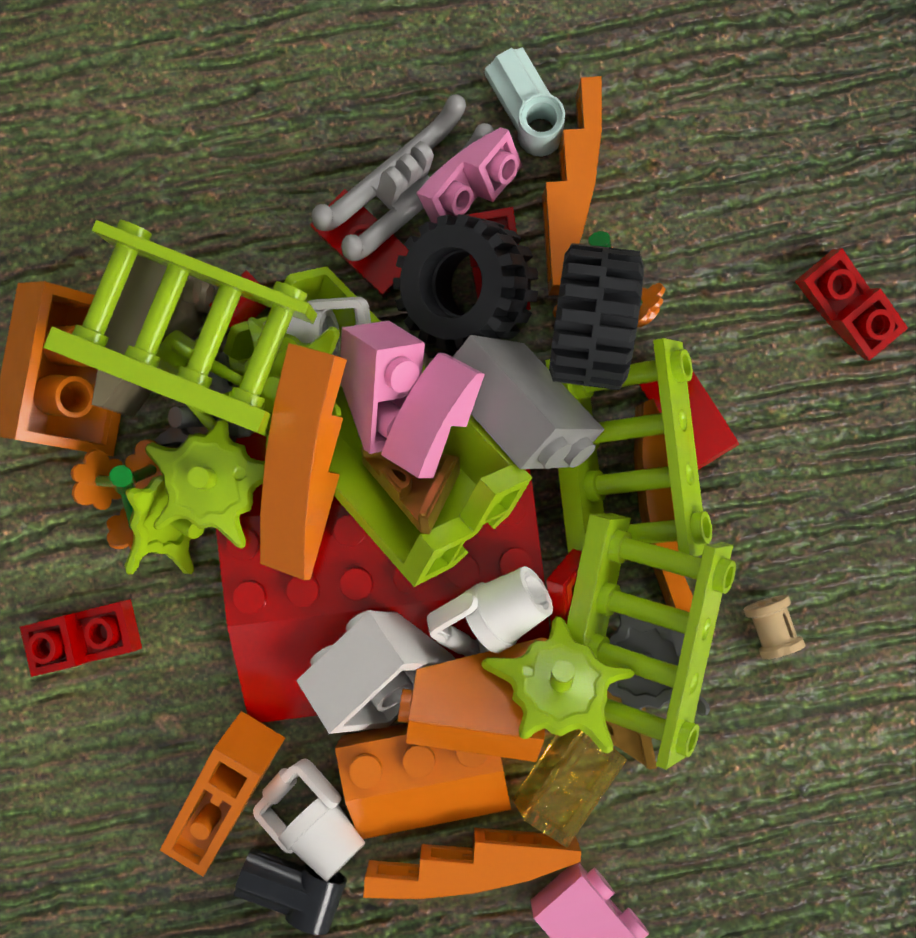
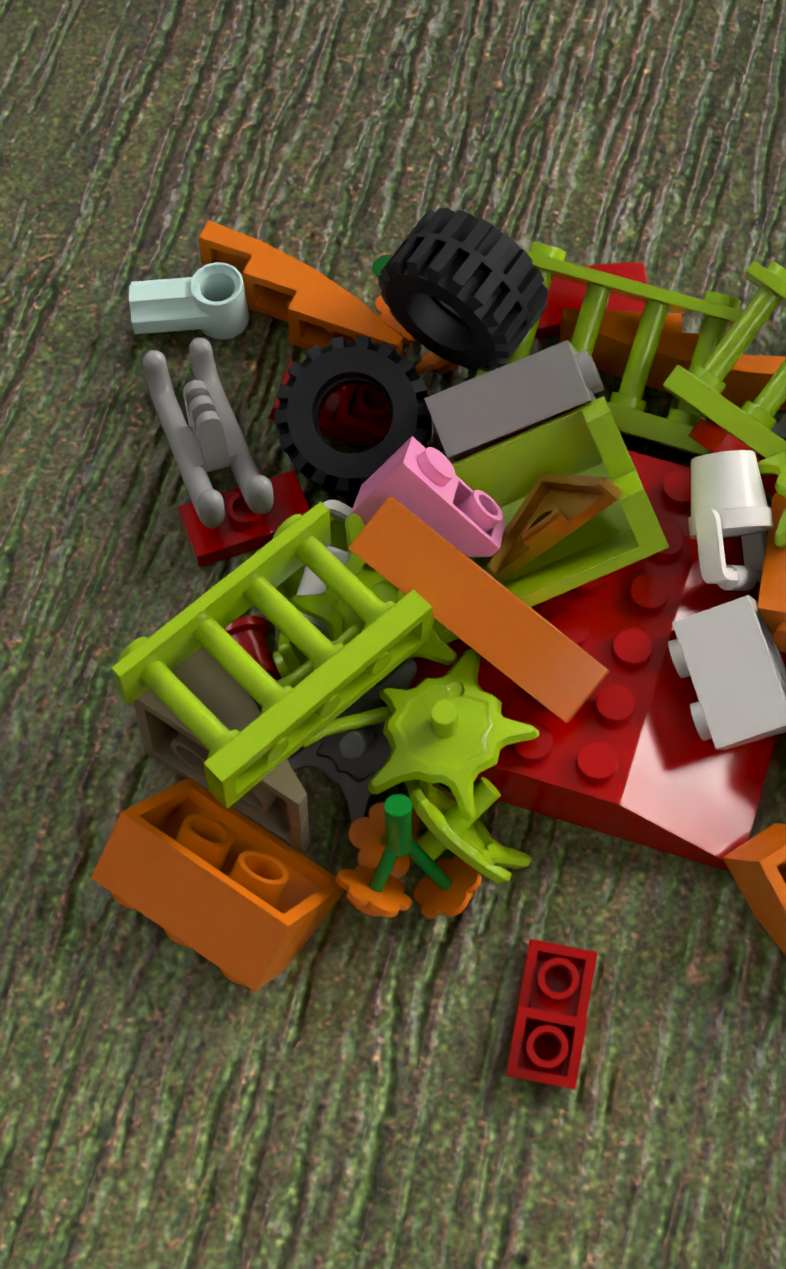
camera: 65 degrees left, 25 degrees down
(435, 403) = (492, 458): bright pink slope -> none
(476, 171) = (238, 382): bright pink slope -> none
(850, 306) = (559, 131): red slope -> none

